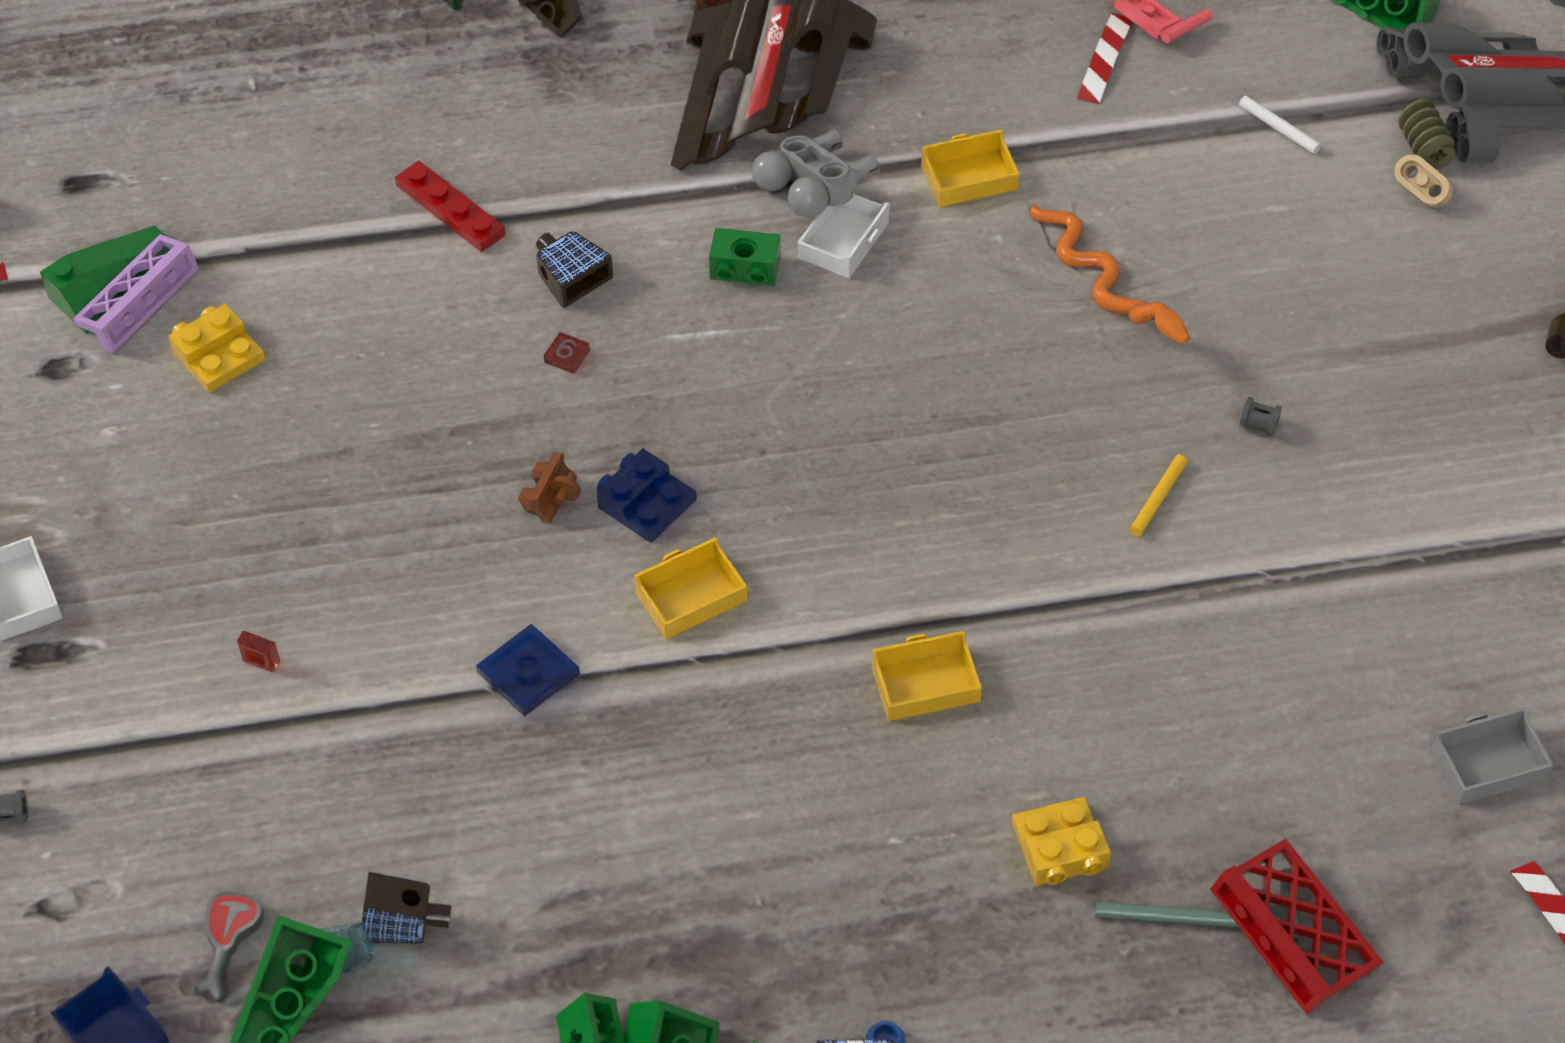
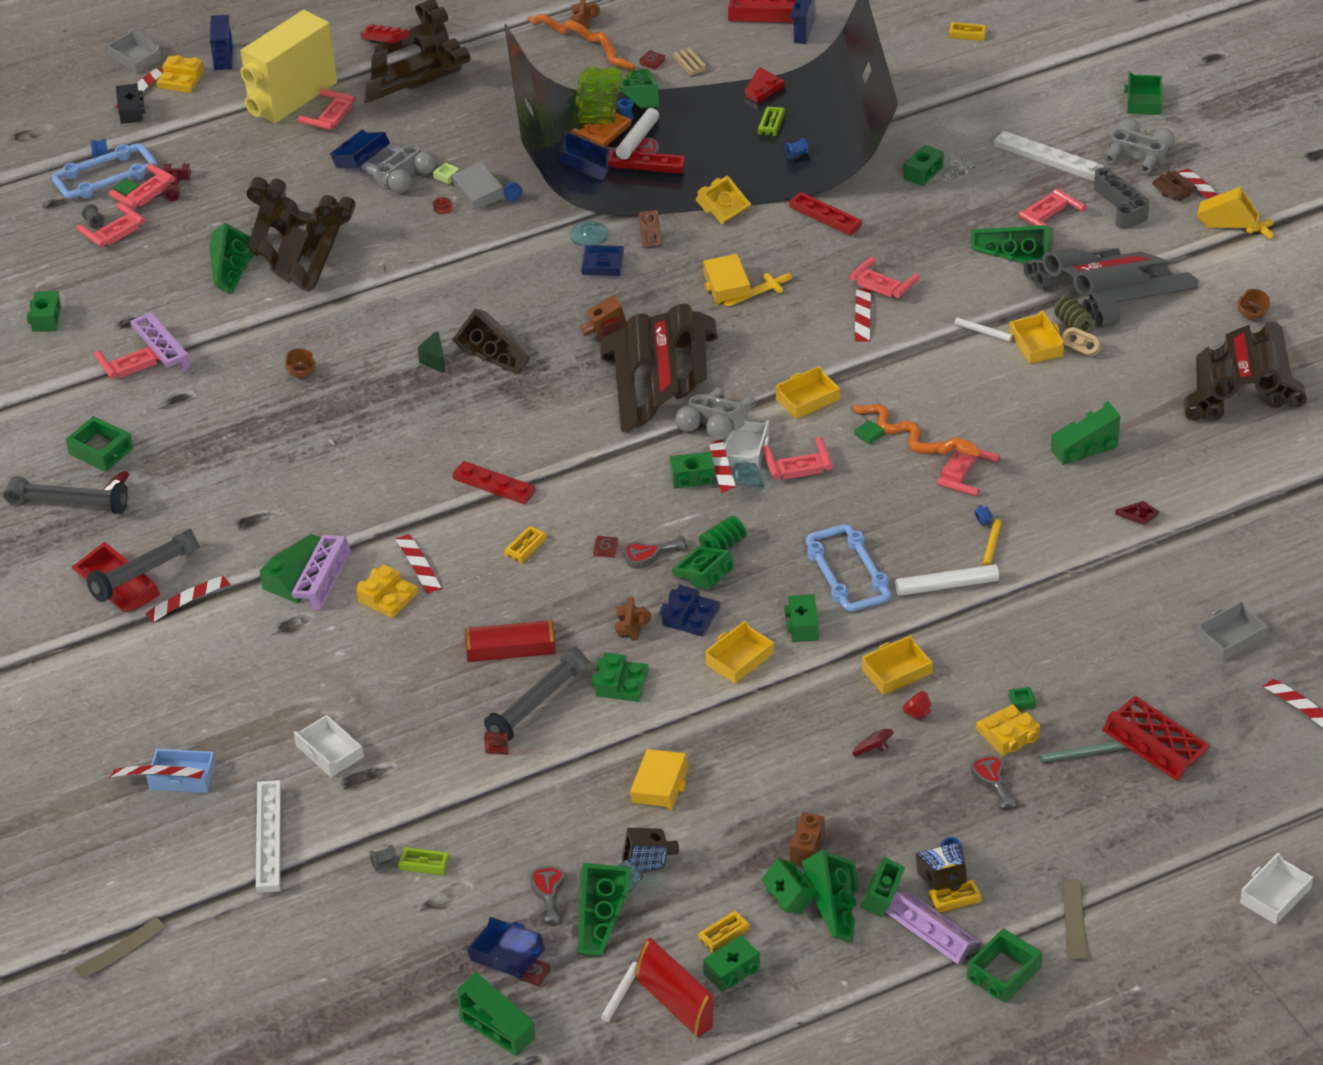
camera: 15 degrees left, 10 degrees down
(90, 841) = (422, 863): none -> lime tile
(284, 312) = (418, 563): none -> sticker
(358, 476) = (510, 641): none -> red slope
(423, 545) = (569, 666): none -> dark grey piece
(455, 321) = (528, 545): none -> yellow tile
(478, 782) = (660, 778): none -> yellow container
(492, 584) = (619, 678): none -> green plate
(527, 669) = (662, 716): clear blue plate -> none
(572, 266) = (588, 498): dark brown torso -> none
(614, 380) = (642, 555): none -> flat silver piece
(658, 961) = (807, 837): none -> dark orange brick
(696, 425) = (704, 566): none -> green plate
(744, 378) = (724, 534): none -> green piece
(788, 262) = (722, 466): none -> sticker
(810, 553) = (802, 618): none -> green brick
(827, 283) = (748, 474): none -> clear light blue piece
(835, 806) = (876, 739): none -> dark red piece
(887, 521) = (839, 591): none -> light blue bar
(910, 287) = (799, 465): none -> coral plate
(929, 760) = (918, 705): none -> red cone
(999, 910) = (988, 772): none -> flat silver piece
(1039, 256) = (869, 432): none -> green tile
(1062, 543) = (947, 580): none -> white piece
(1105, 788) = (1022, 698): none -> green tile
(1154, 350) = (957, 469): none -> coral plate
(1161, 443) = (983, 515): none -> blue plate
(1260, 416) = (1035, 488): dark grey bush -> none
(1356, 158) = (1037, 338): none -> yellow container
(1374, 348) = (1087, 437): none -> green wedge
(1412, 499) = (1138, 512): none -> dark red piece

